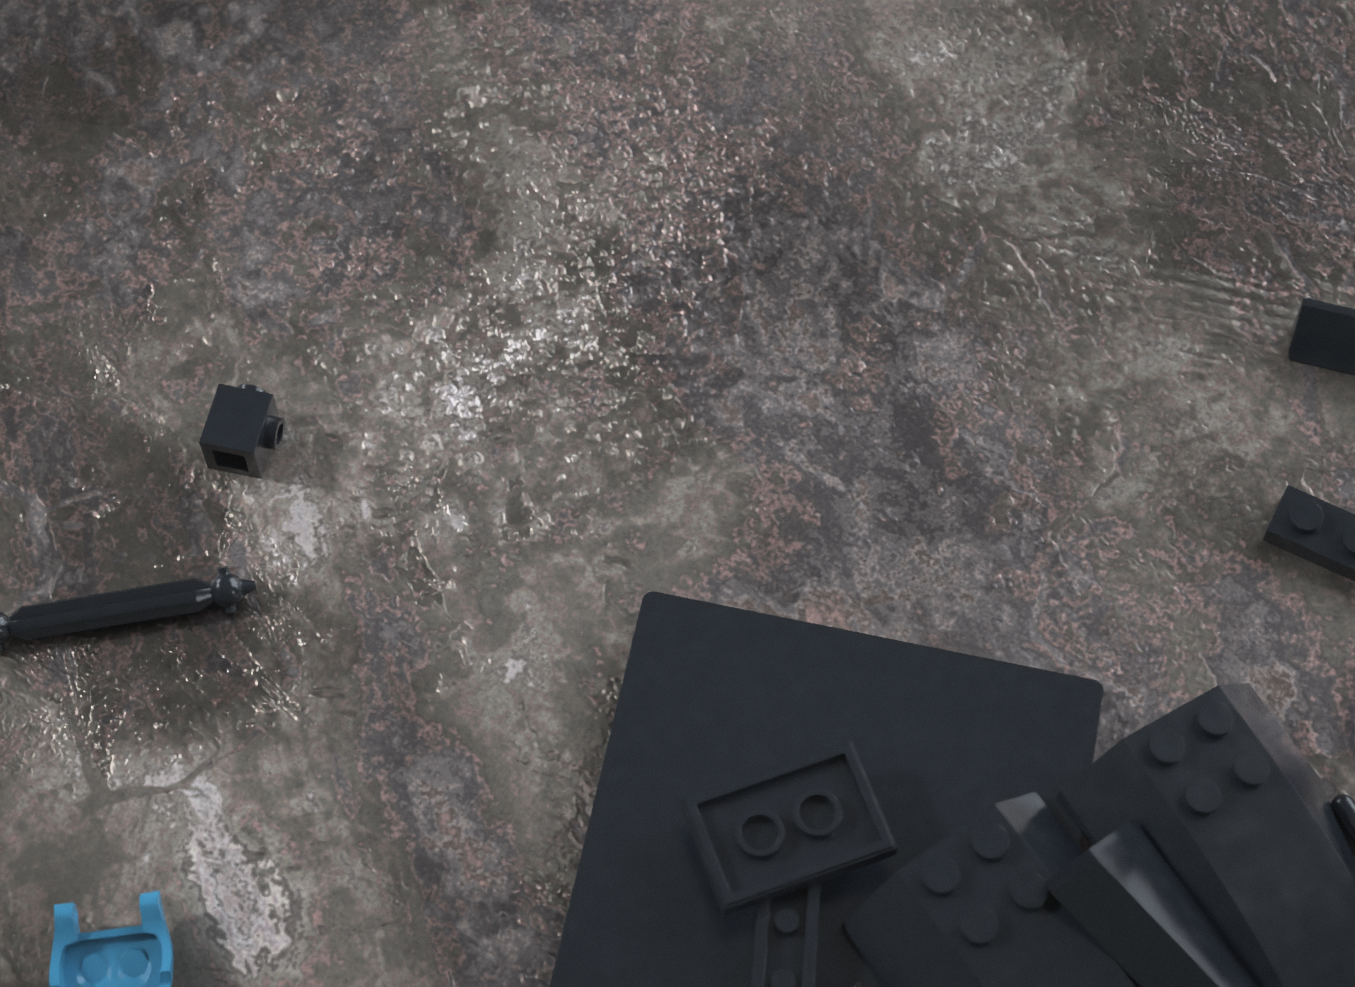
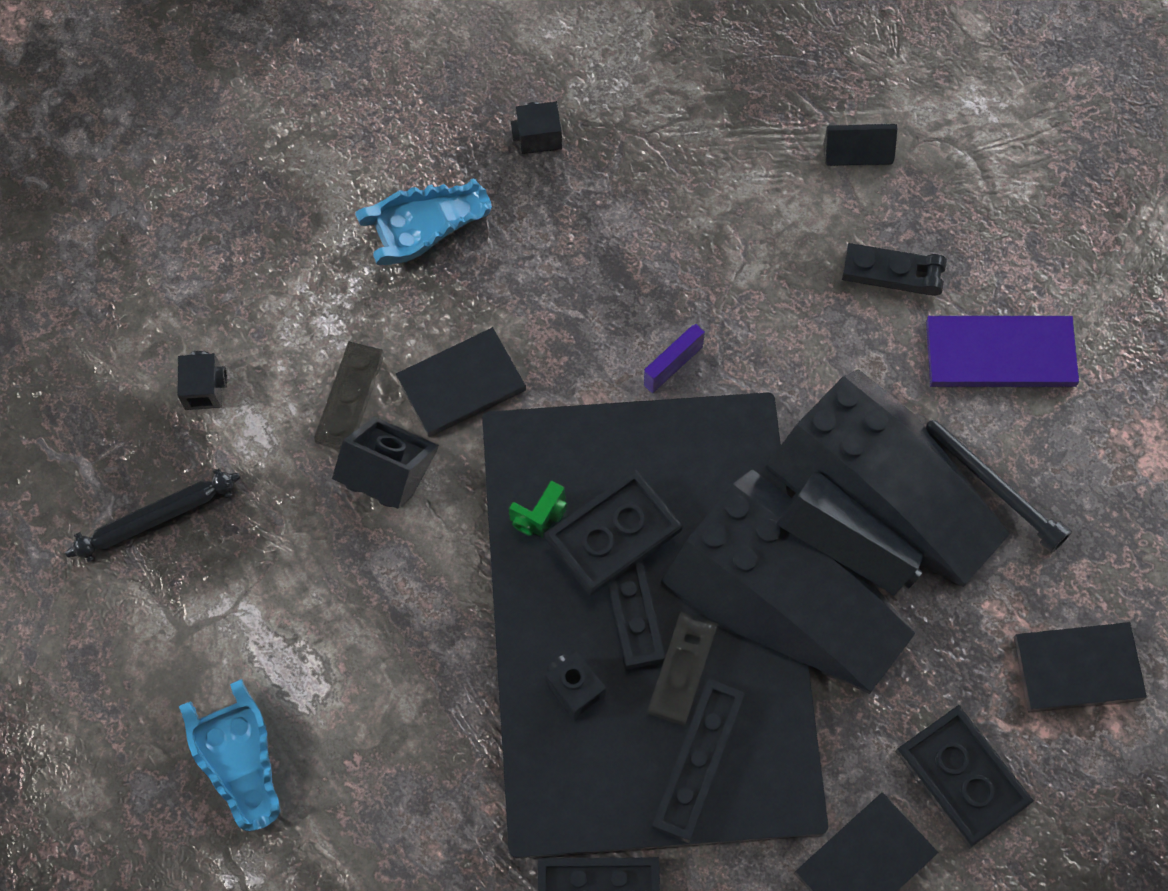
camera: 15 degrees left, 5 degrees up
(454, 513) = (349, 394): none -> clear smoke plate
(474, 624) = (383, 462): none -> black slope
(628, 537) = (460, 382): none -> black tile
(637, 277) = (419, 219): none -> dark azure animal
(697, 765) = (548, 509): none -> green bracket
(857, 189) = (537, 127): none -> black brick
(963, 588) = (673, 358): none -> dark purple tile

